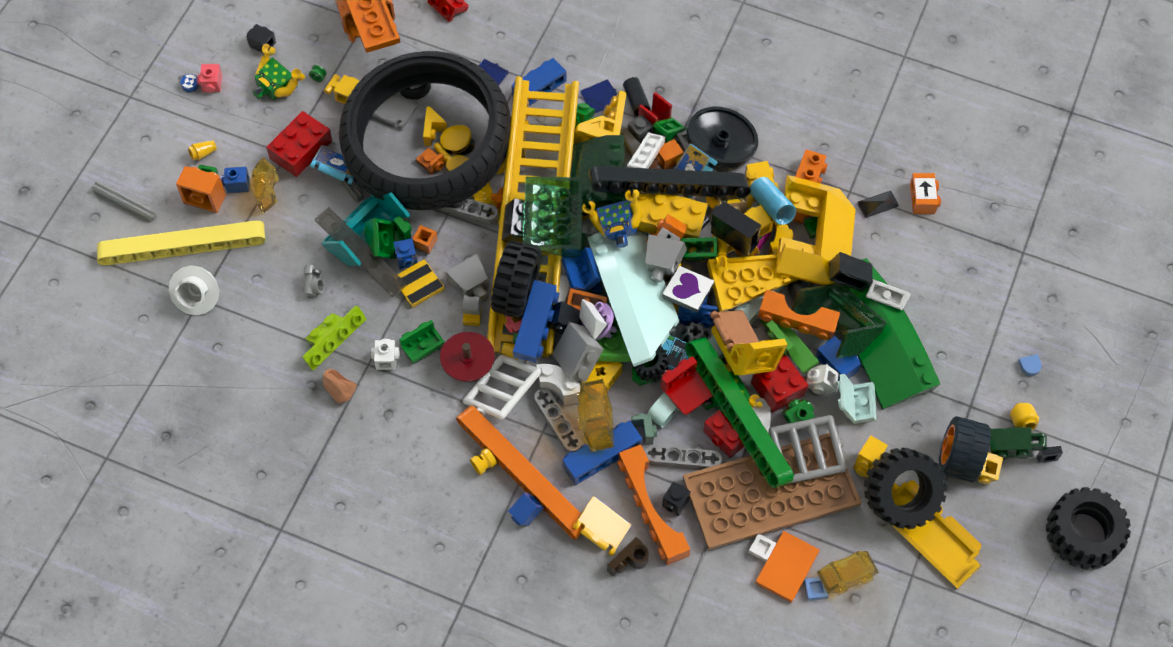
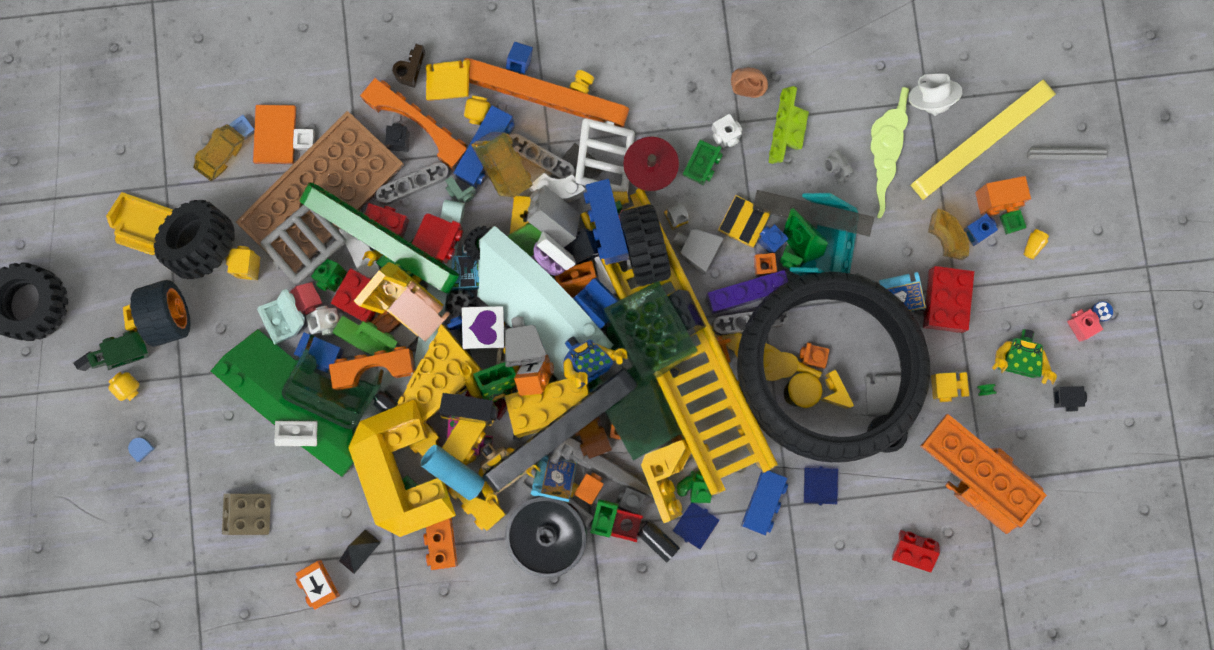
camera: 150 degrees right, 20 degrees up
(258, 282) = (887, 145): none -> yellowish green piece
(455, 226) = (744, 292): none -> dark purple brick
(526, 405) = (572, 157): none -> clear smoke tile
(589, 486) = (476, 109): none -> yellow head
(647, 151) = (604, 459): white tile -> none
(827, 404) = (306, 298): none -> coral brick
(850, 272) = (340, 436): black piece -> none
(962, 269) = (246, 514): none -> dark tan bracket

